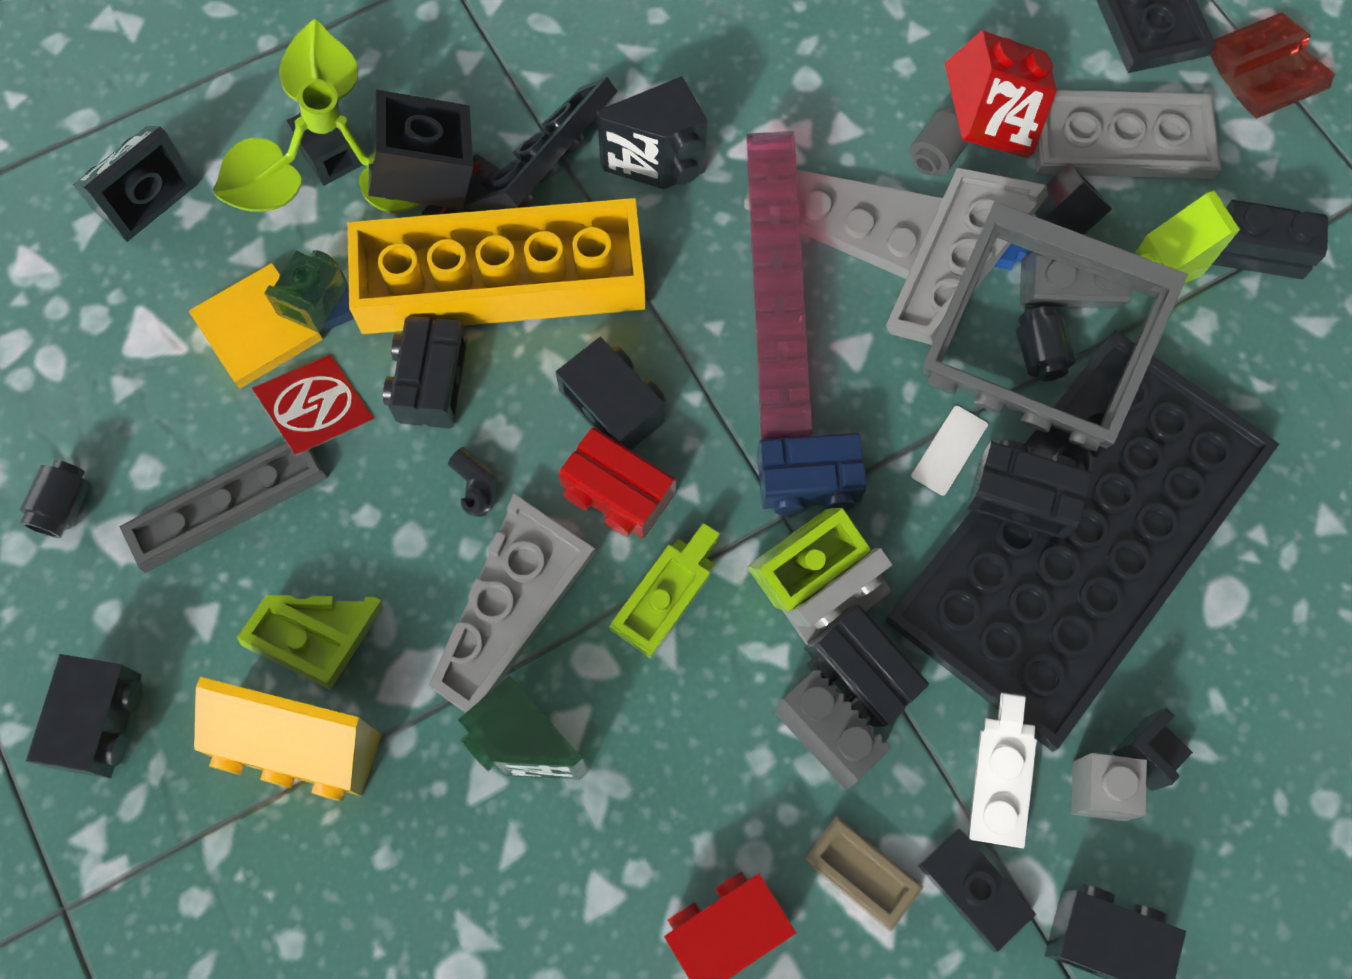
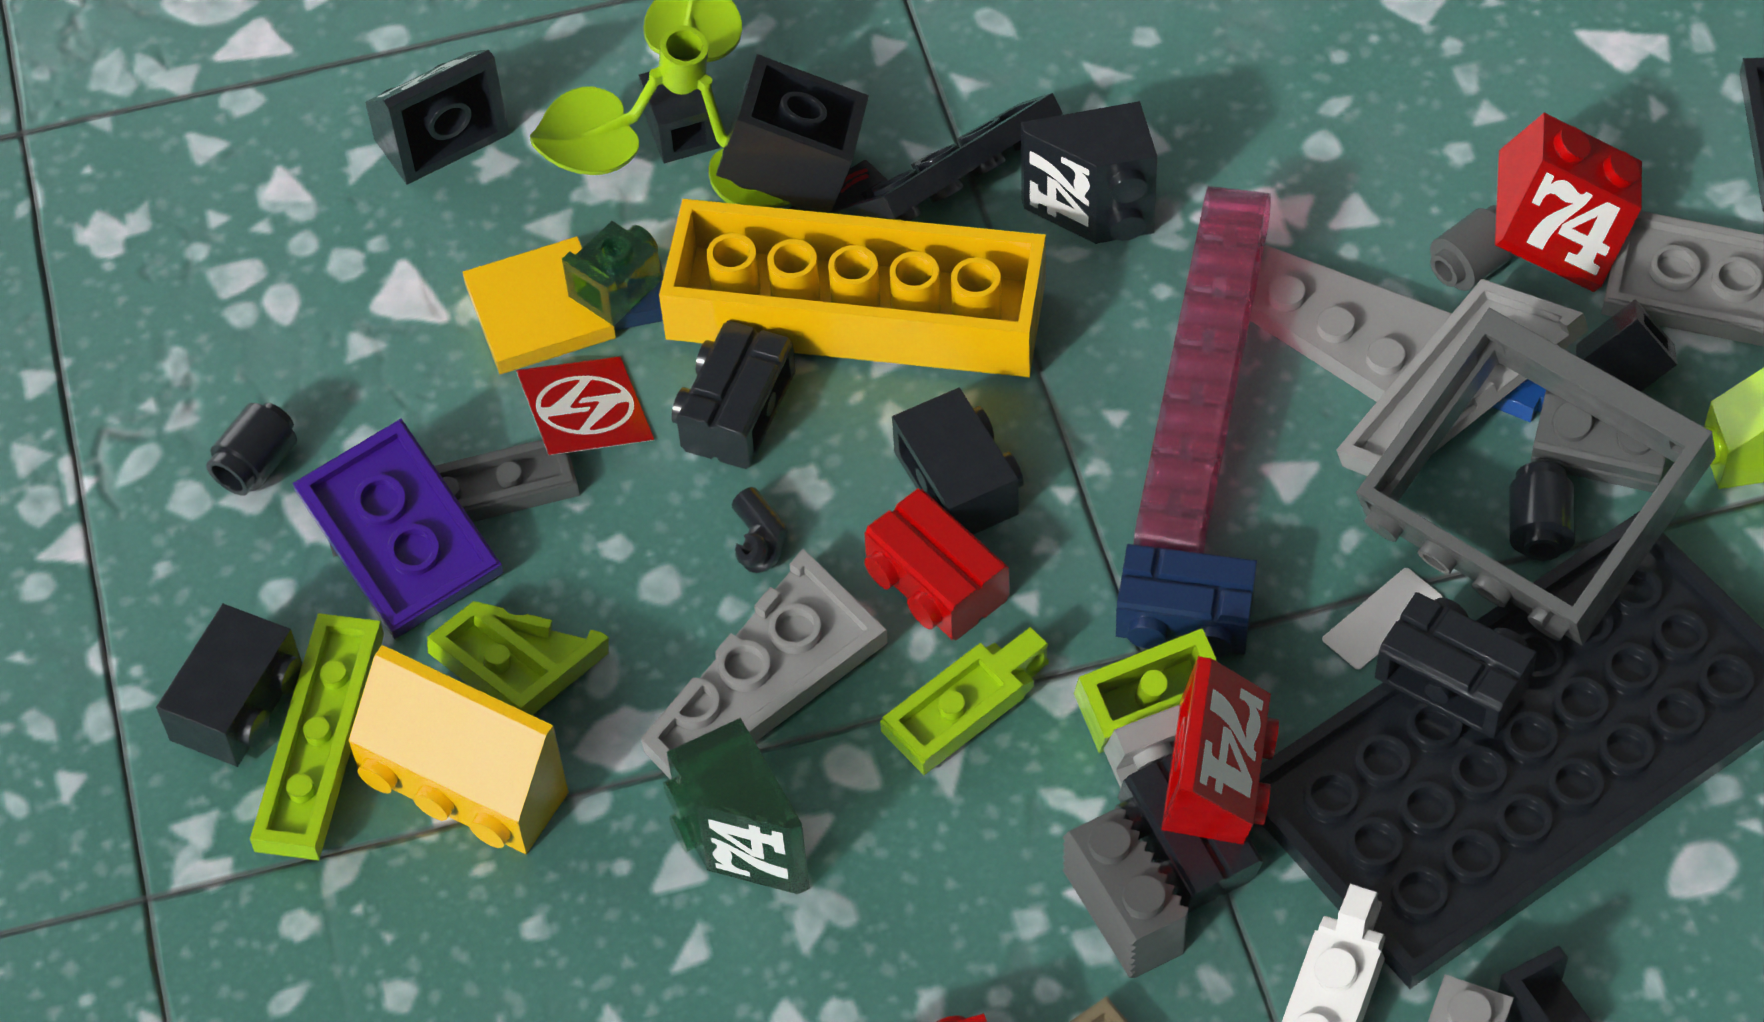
camera: 20 degrees right, 15 degrees down
(167, 742) = (316, 738): none -> lime plate
(189, 544) = (398, 528): none -> dark purple tile
(888, 623) = (1219, 756): none -> red slope

